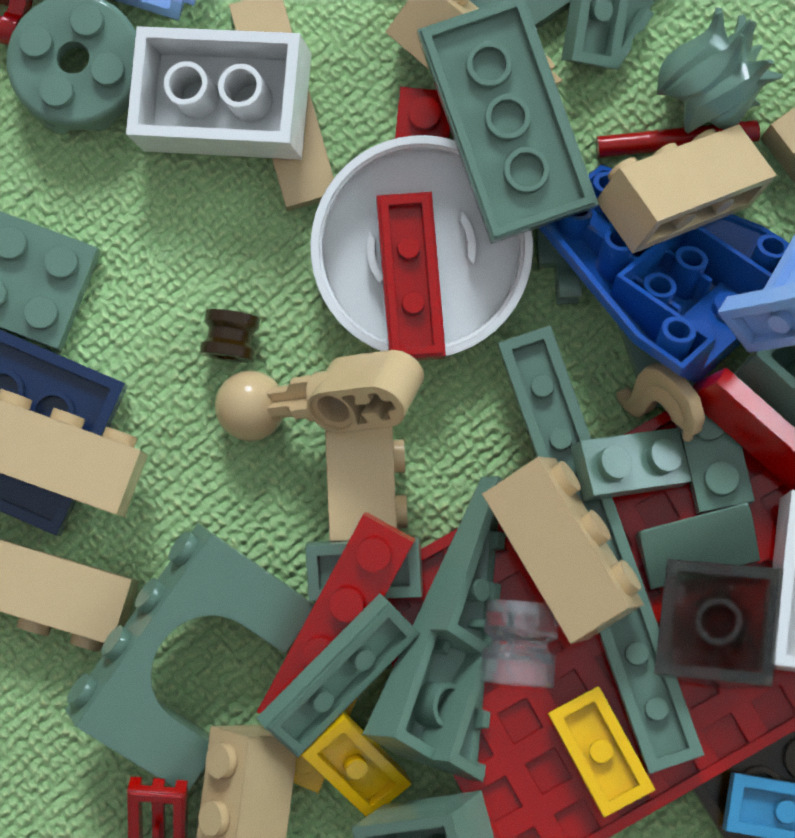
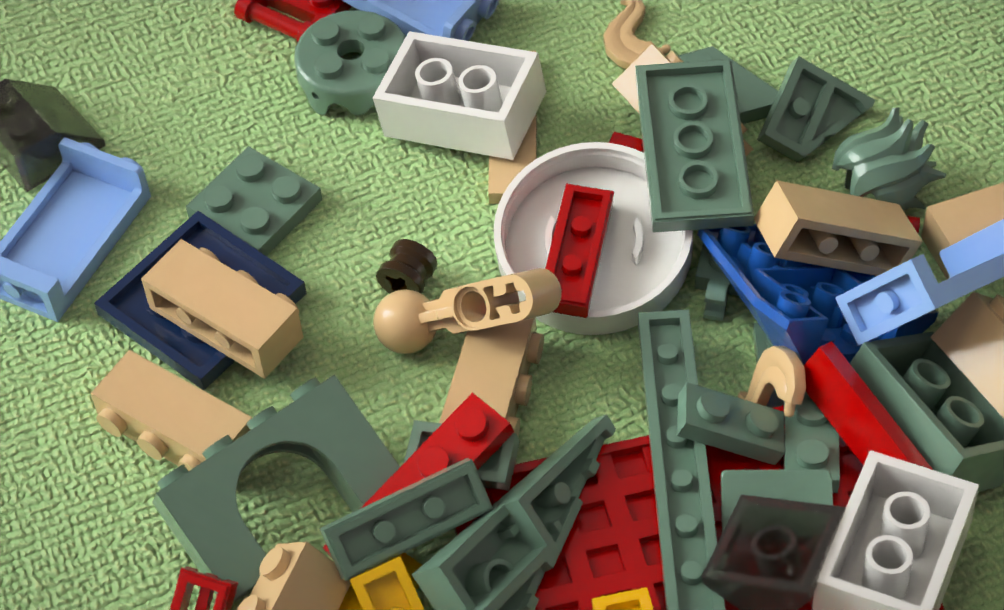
camera: 20 degrees right, 30 degrees down
(519, 644) = (582, 535): clear wheel -> none
(564, 548) = (648, 461): tan brick -> none

